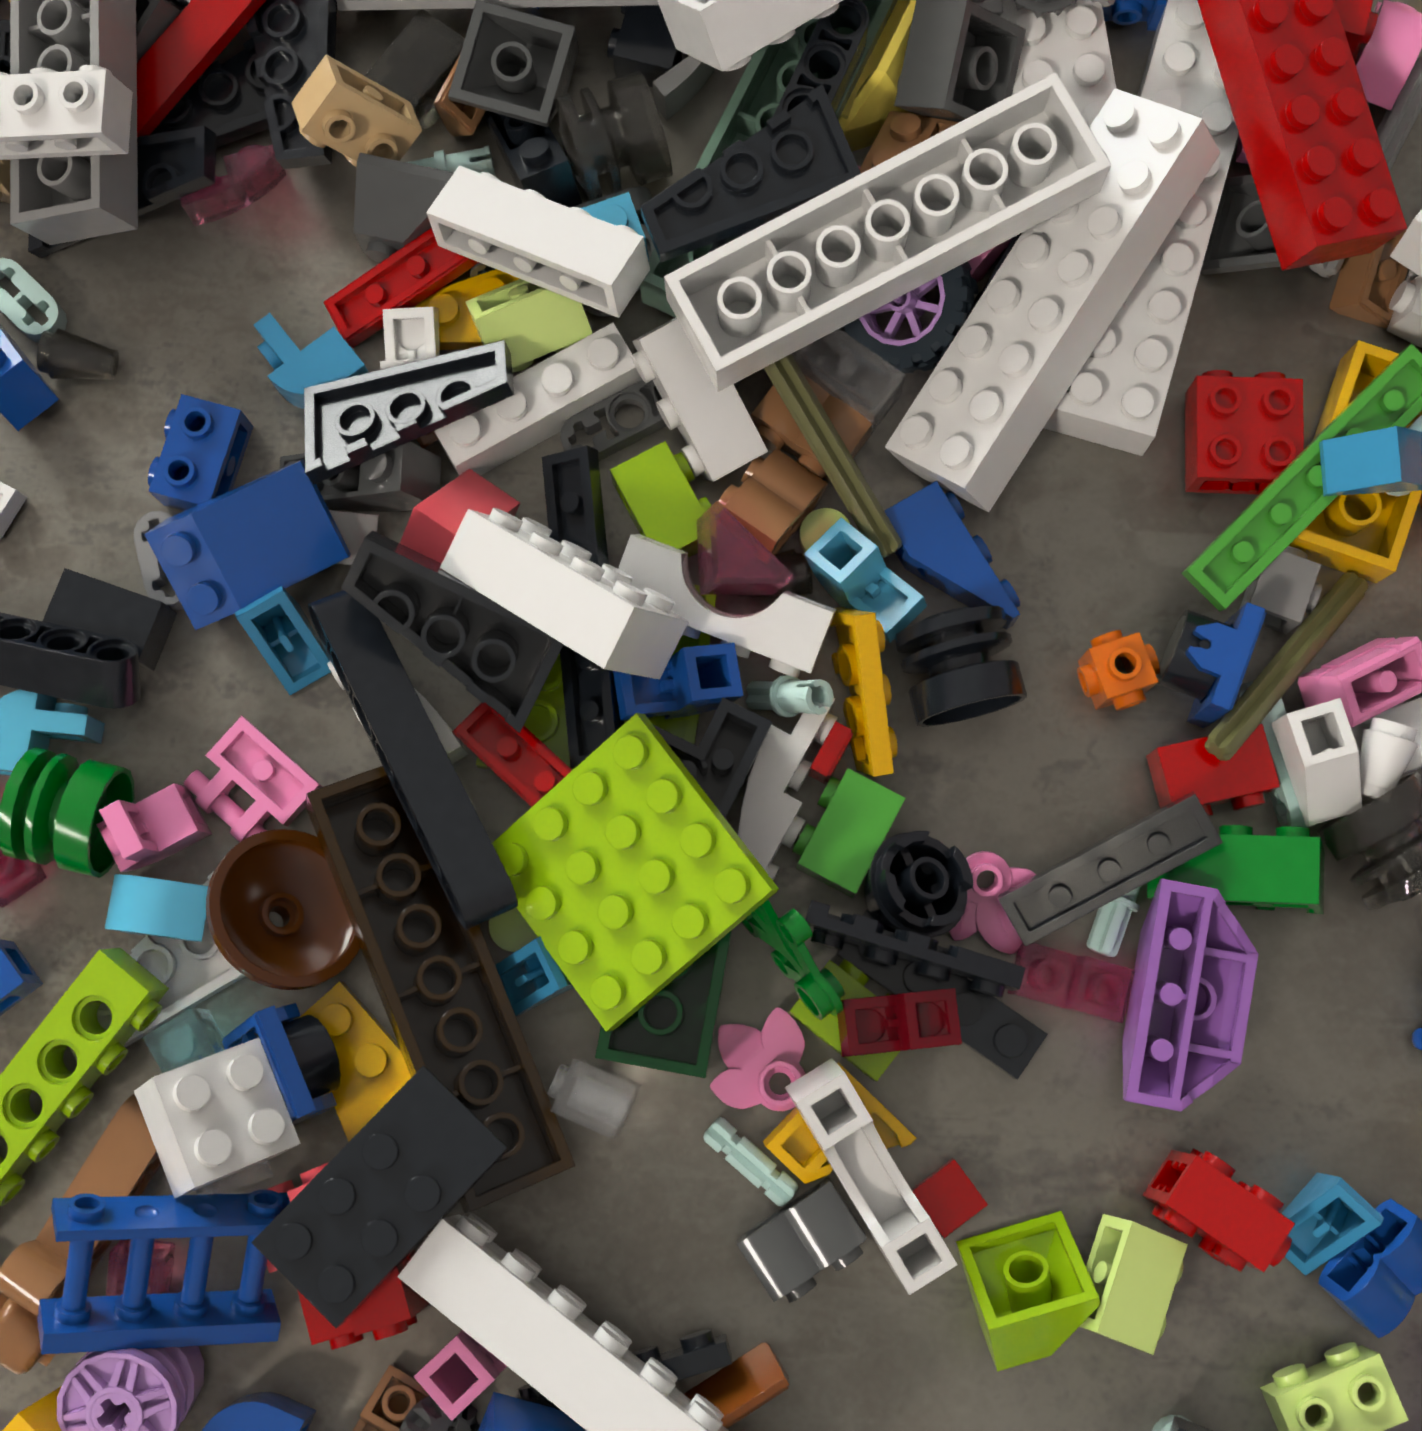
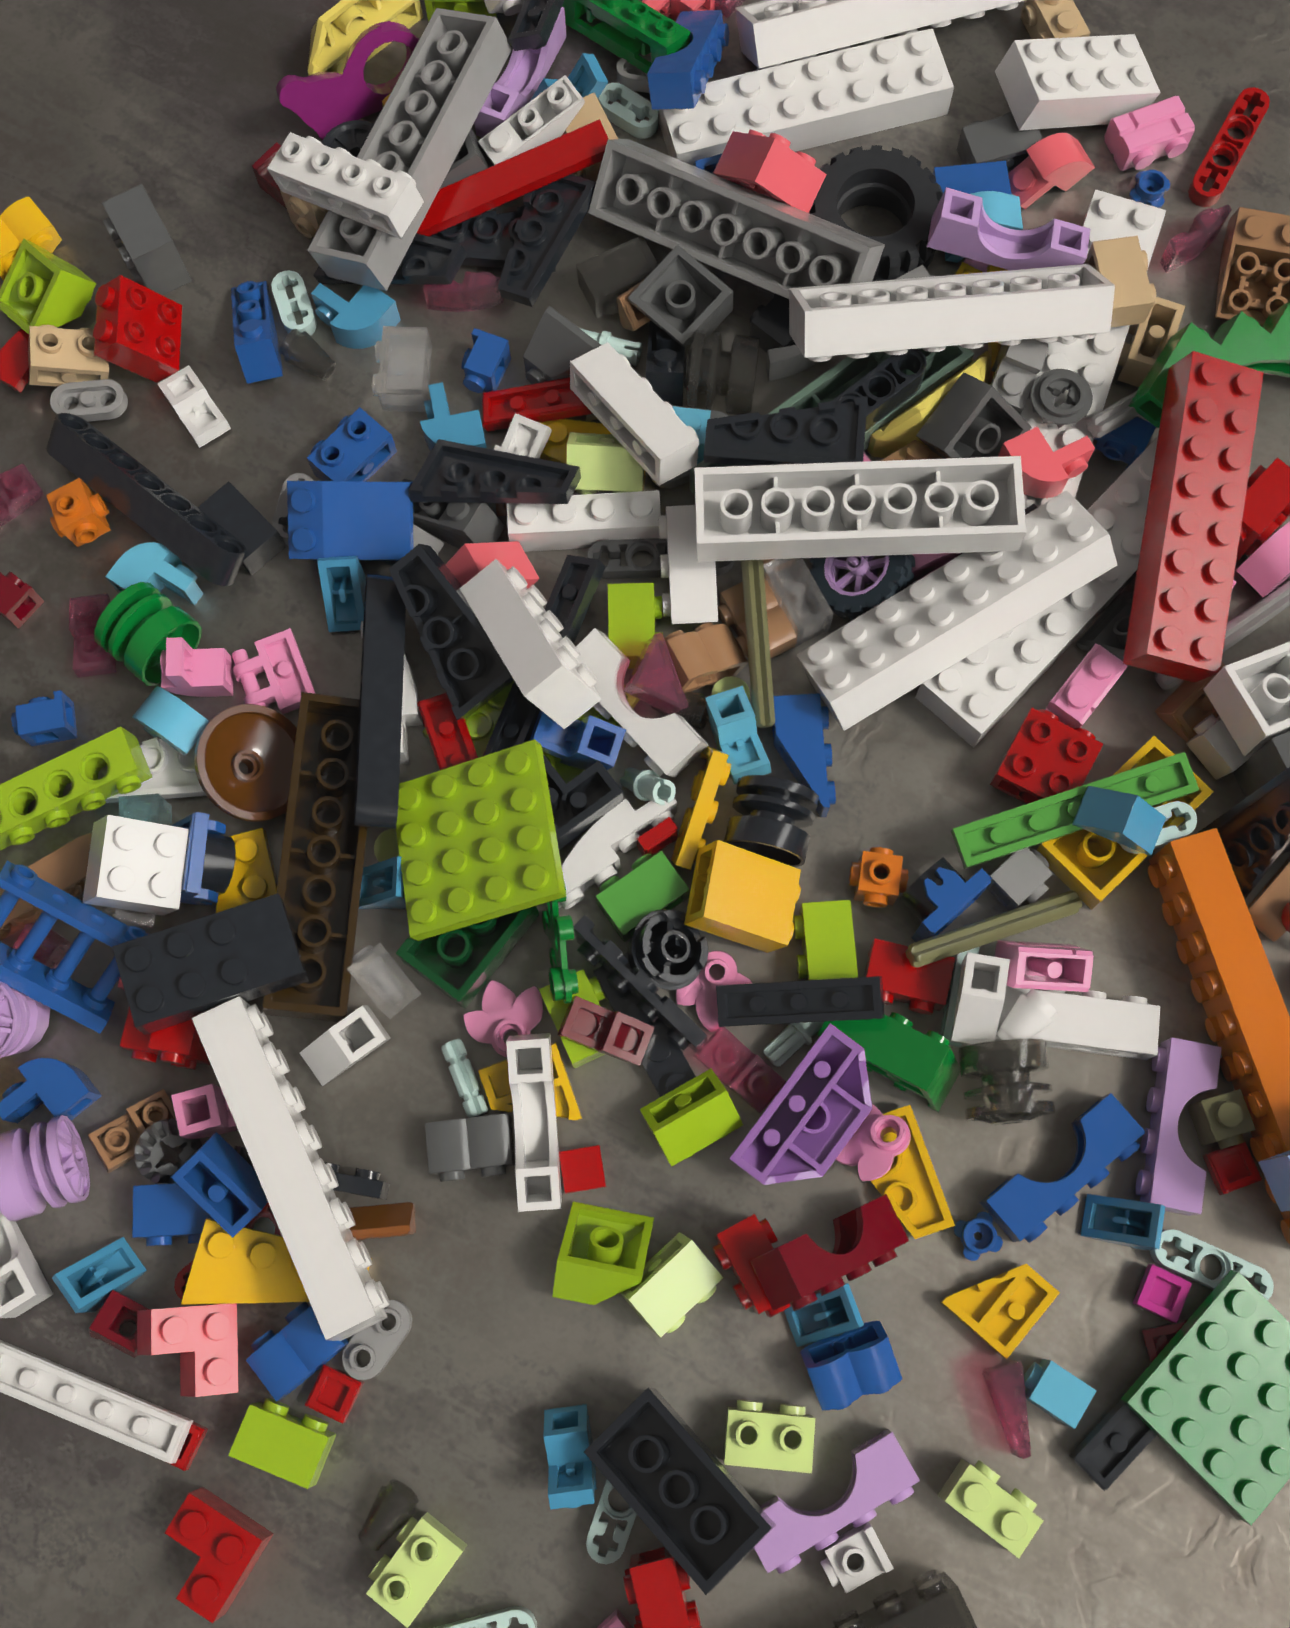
camera: 25 degrees right, 5 degrees down
(121, 282) = (360, 320): none -> dark azure brick
(208, 318) = (403, 368): none -> clear brick
(306, 260) = (485, 362): none -> blue brick
(354, 114) = (560, 280): tan brick -> none
(588, 1197) = (344, 1044): none -> white slope
(974, 775) = (743, 897): none -> yellow brick
(1049, 1071) = (691, 1117): none -> lime brick
(1079, 68) = (1044, 470): none -> coral brick
(1097, 781) = (826, 940): none -> lime brick
(1243, 319) = (1086, 687): none -> bright pink brick
(1281, 1005) = (868, 1148): none -> bright pink plate
(1291, 1198) = (801, 1267): none -> dark red arch
(1320, 1005) = (914, 1183): none -> yellow wing

